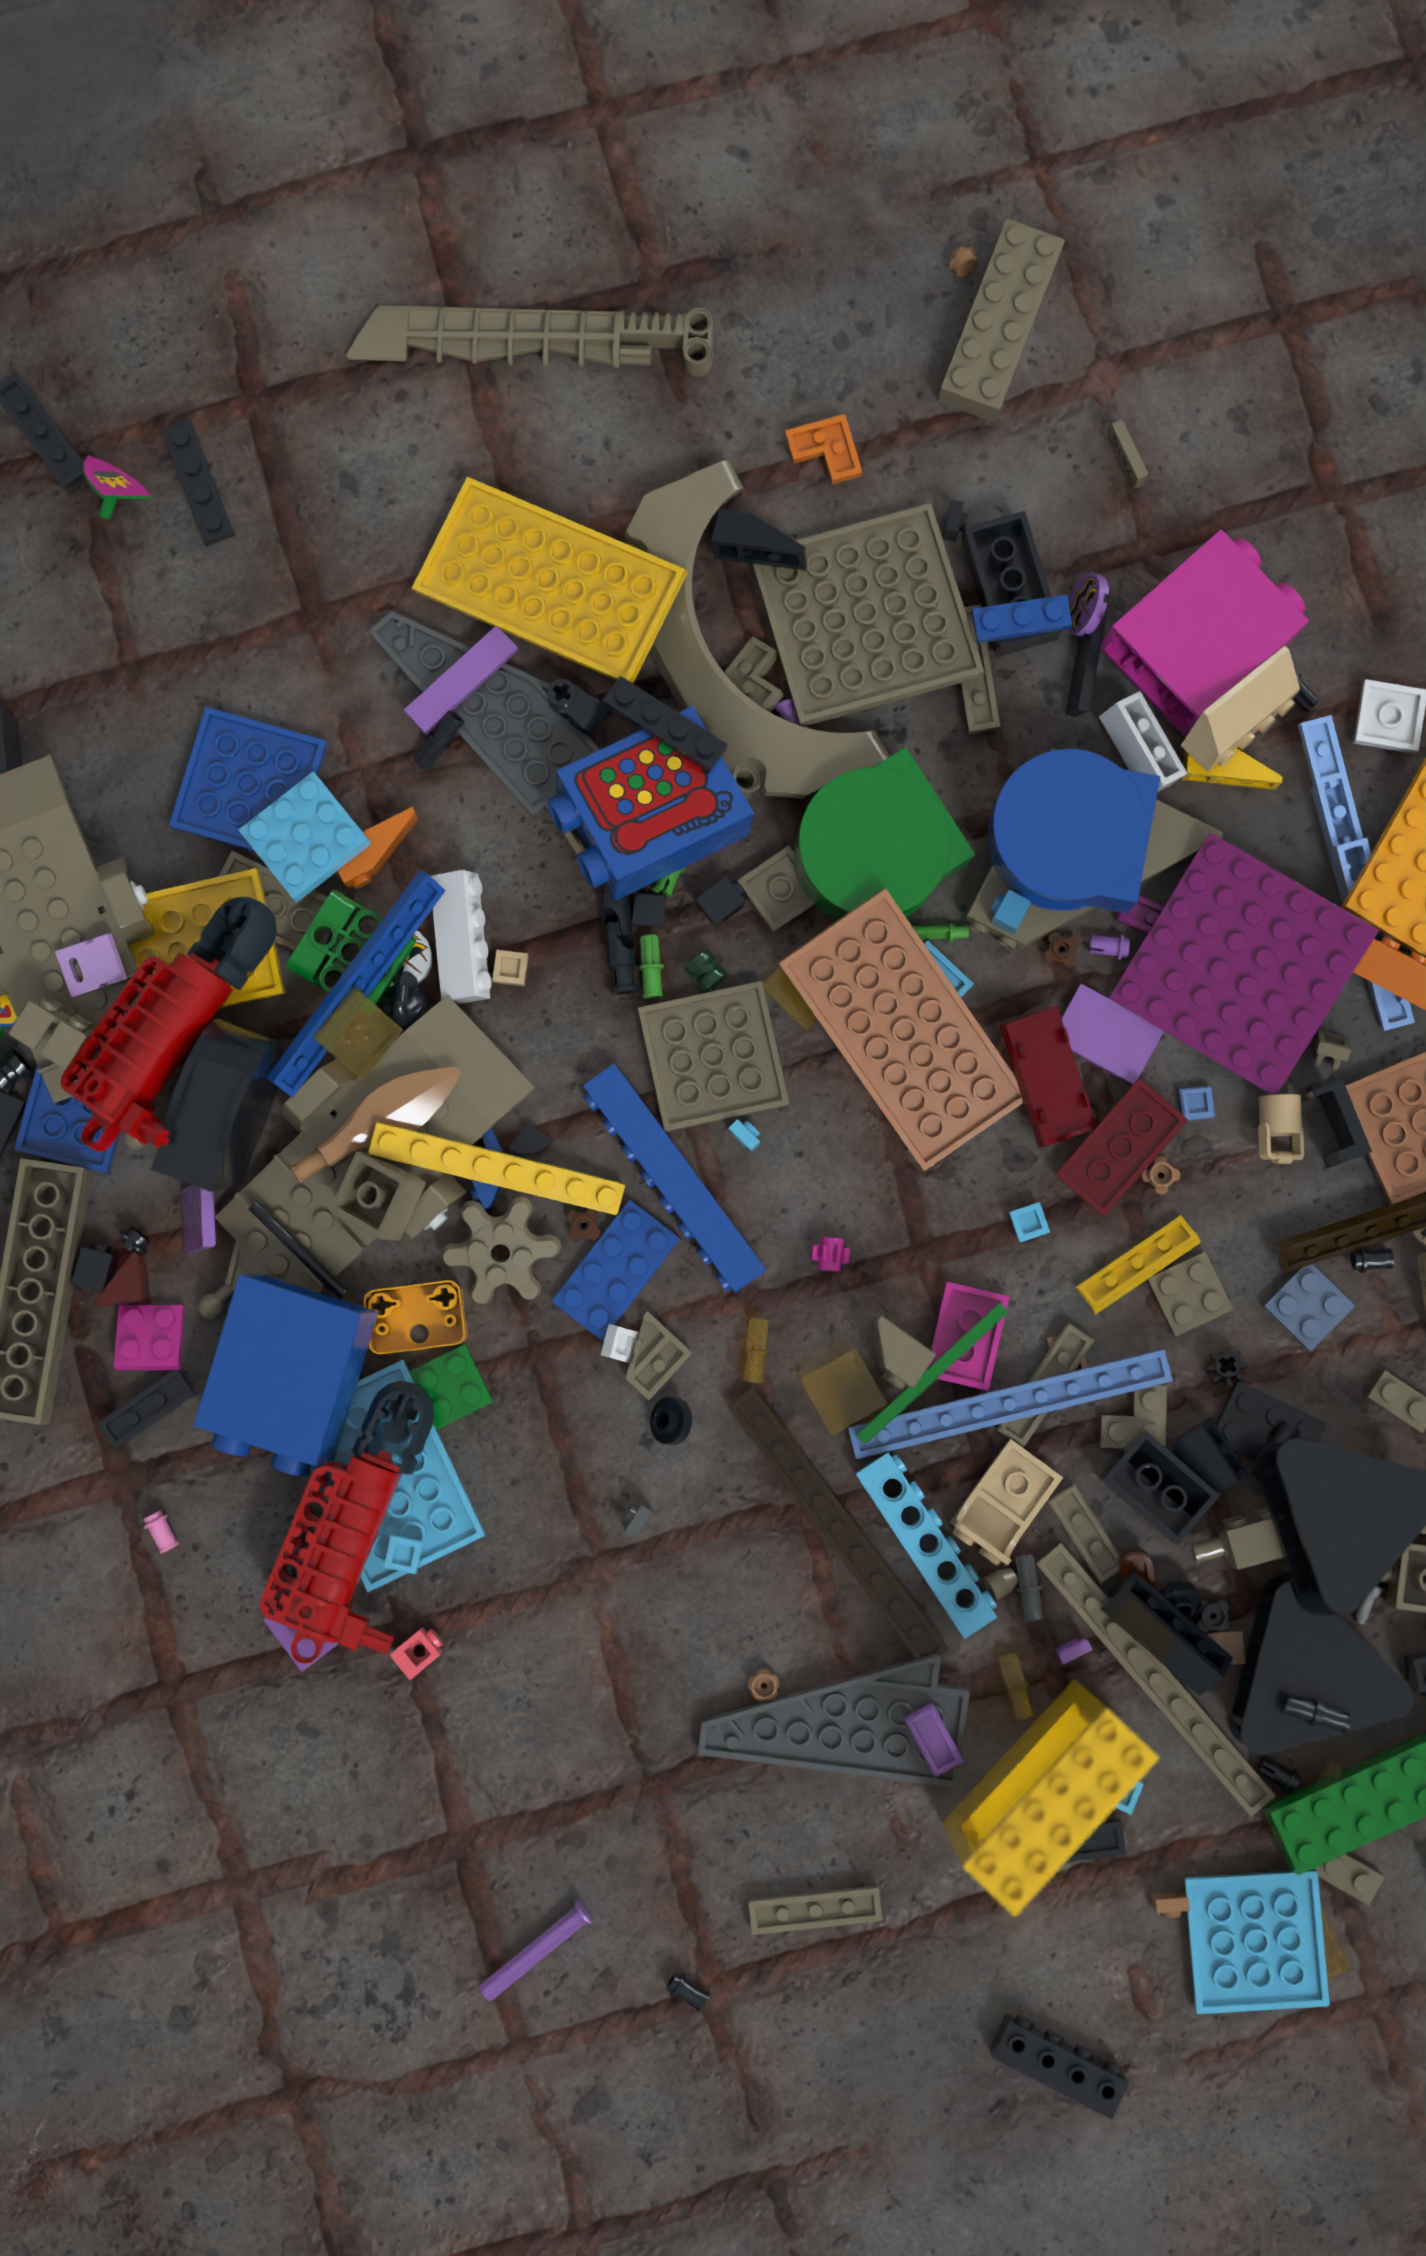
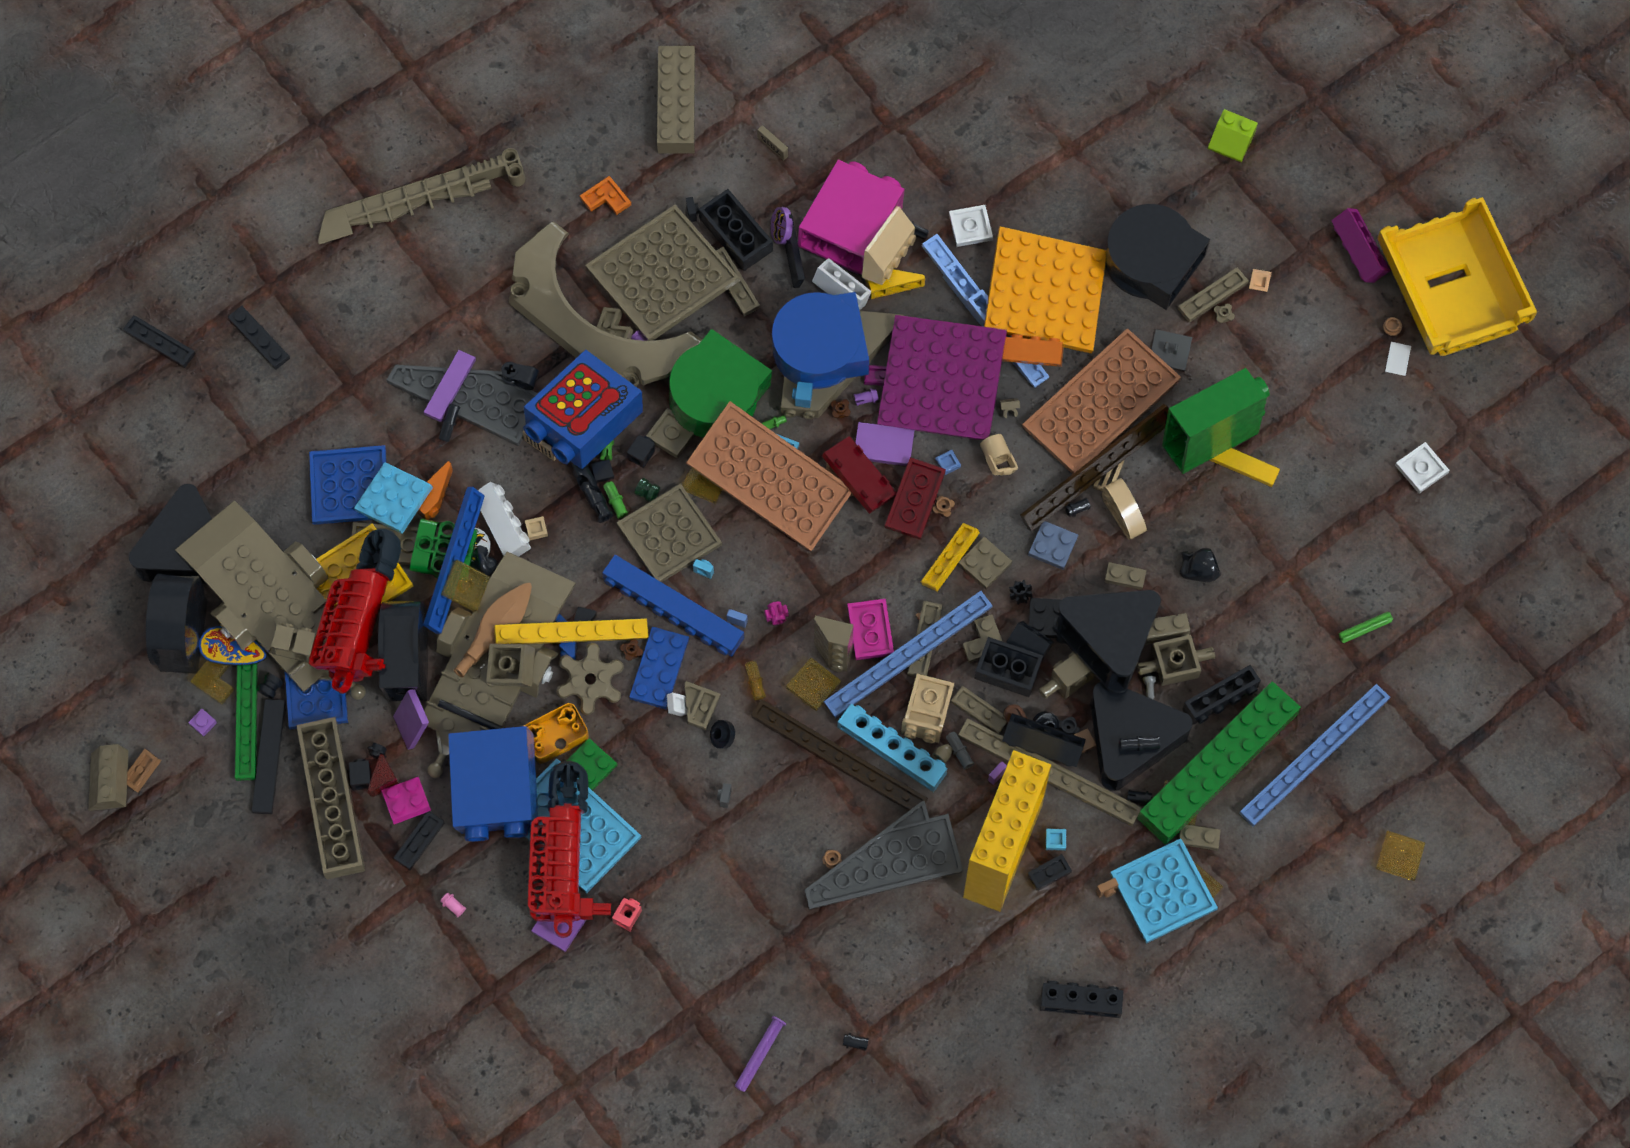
camera: 25 degrees left, 15 degrees down
(97, 961) = (303, 599): lavender piece -> none
(111, 484) = (209, 355): shield -> none
(403, 1554) = (598, 860): medium azure plate -> none
(549, 581) = (479, 316): yellow plate -> none
(664, 724) = (574, 363): black plate -> none
(748, 539) = (584, 256): black slope -> none
(766, 1238) = (737, 618): none -> medium blue tile
(815, 1910) = (910, 969): dark tan plate -> none
(933, 1371) = (857, 652): green tile -> none
(933, 1739) = (938, 847): medium lavender tile -> none
(962, 261) = (643, 77): medium nougat plate -> none
(1016, 1686) = (973, 805): clear yellow axle -> none
(1021, 618) = (748, 243): blue plate -> none
(1029, 1222) = (880, 557): medium azure plate -> none
(1342, 1120) = (1029, 437): black panel -> none

